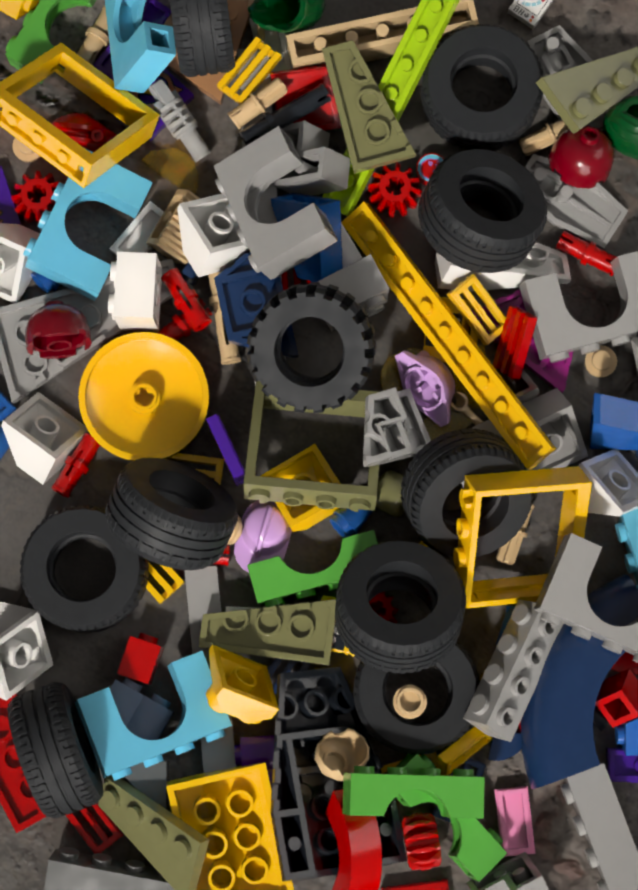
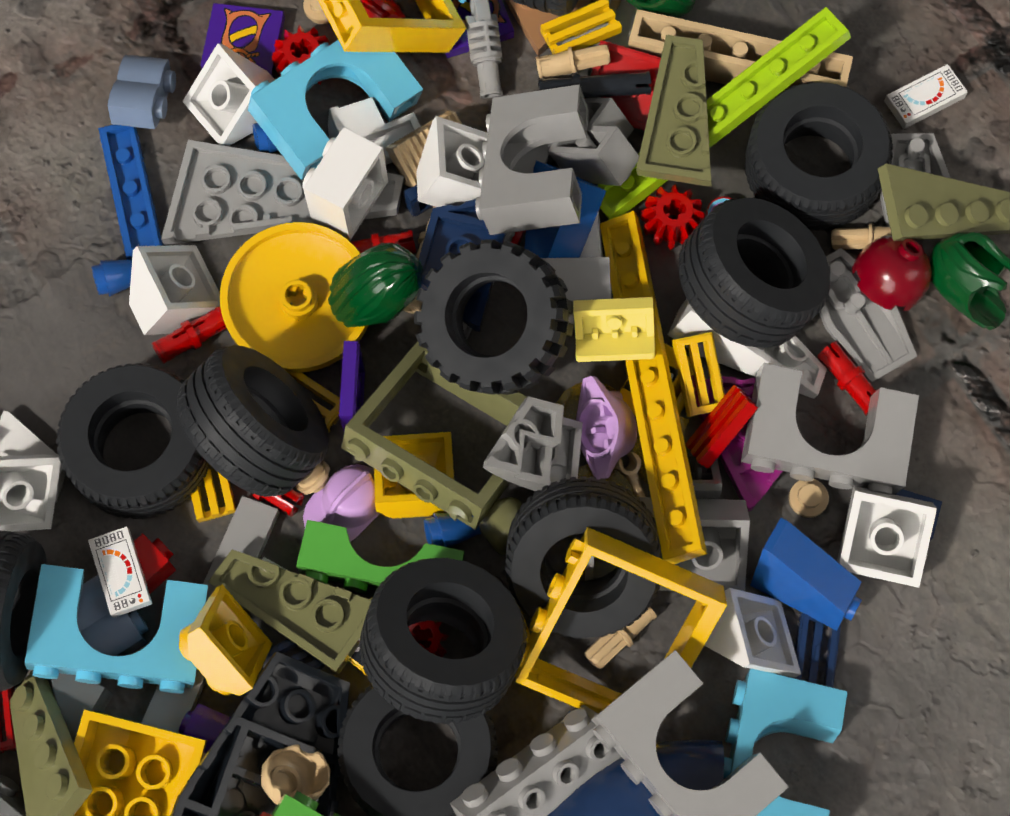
camera: 25 degrees right, 10 degrees down
(57, 331) = (242, 186): dark red cylinder -> none
(111, 235) = (359, 118): none -> white tile
(131, 673) = (120, 572): none -> white tile
(174, 167) = (456, 92): clear yellow tile -> none
(197, 316) = (393, 200): red pin -> none
(203, 362) = (375, 285): none -> dark green hair
(403, 310) = (614, 329): none -> light yellow bracket
(409, 701) = (400, 754): tan plate -> none

